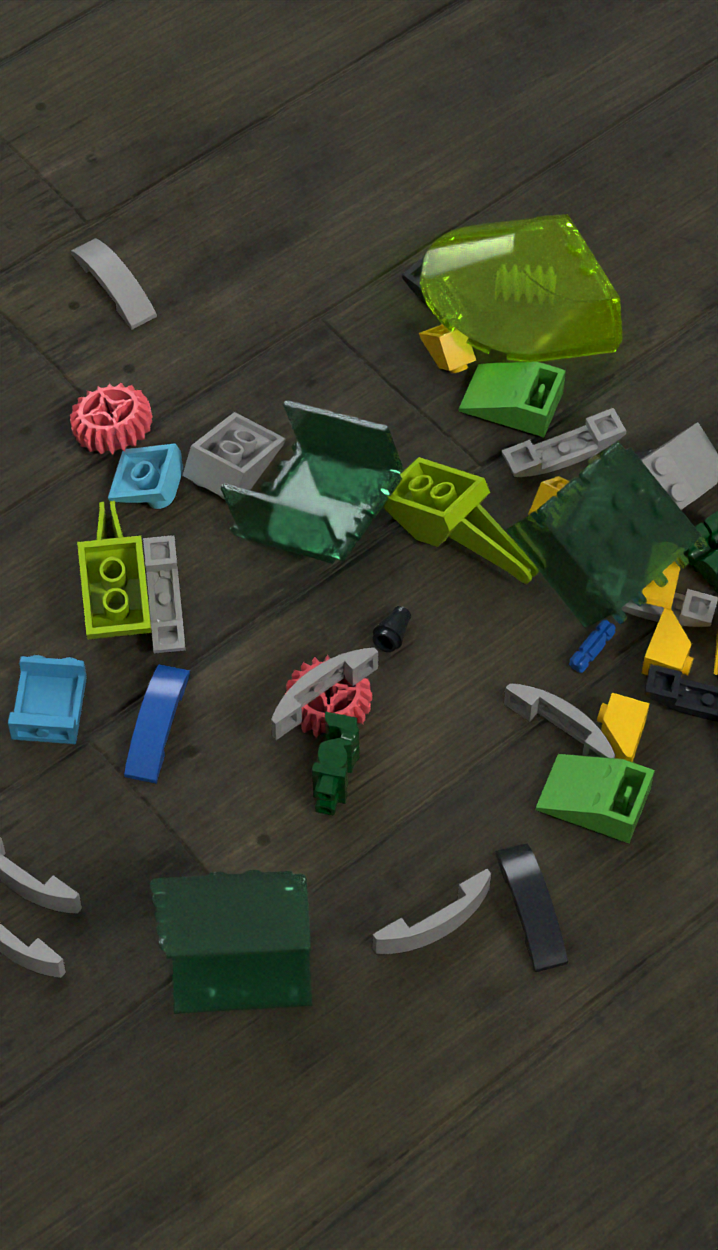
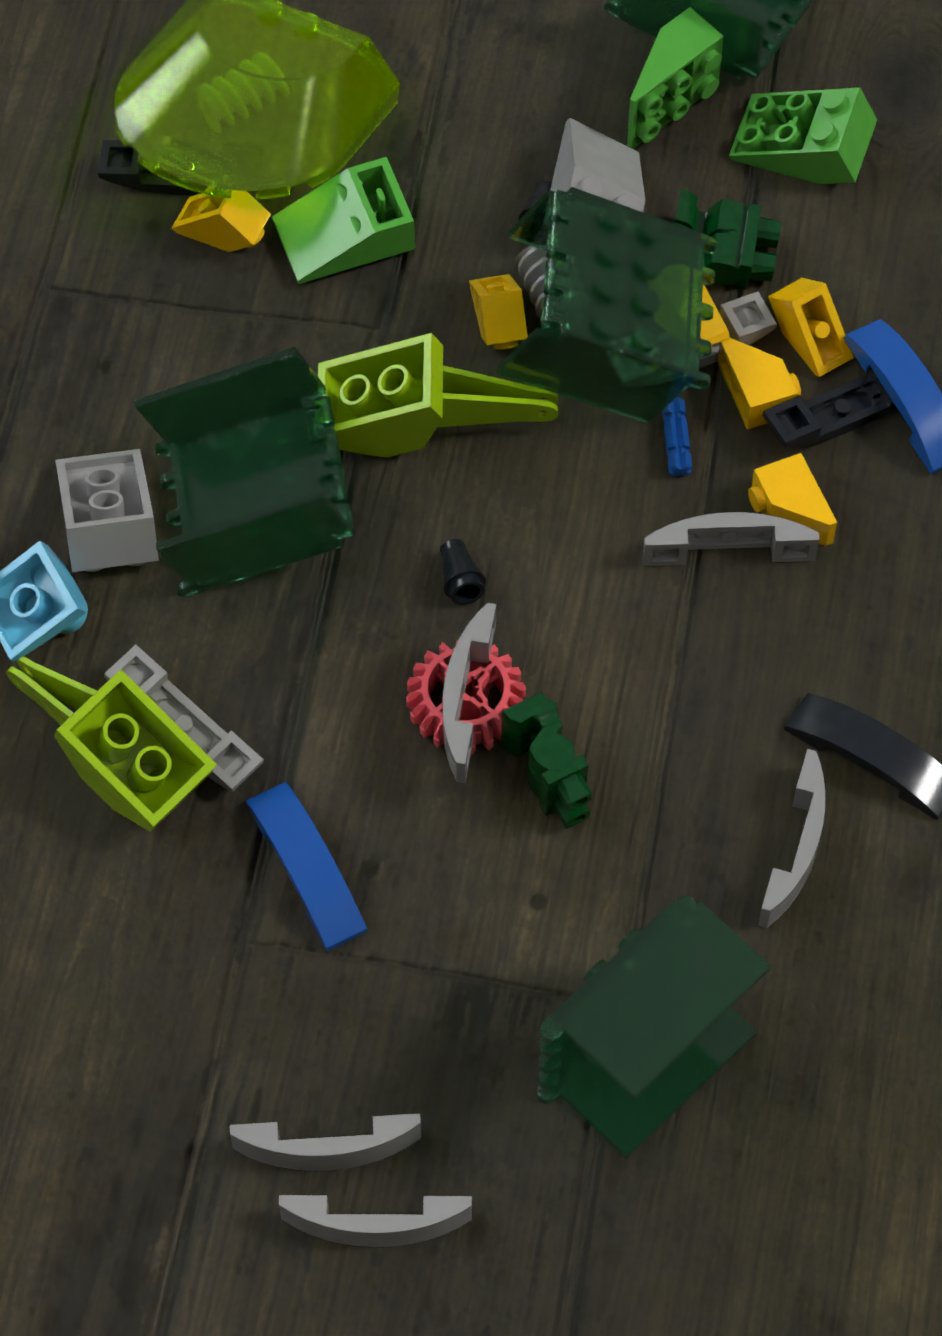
camera: 40 degrees left, 5 degrees up
(48, 700) = (166, 933): dark azure panel -> none
(566, 448) = (452, 241): light grey slope -> none
(597, 793) = (833, 586): bright green slope -> none

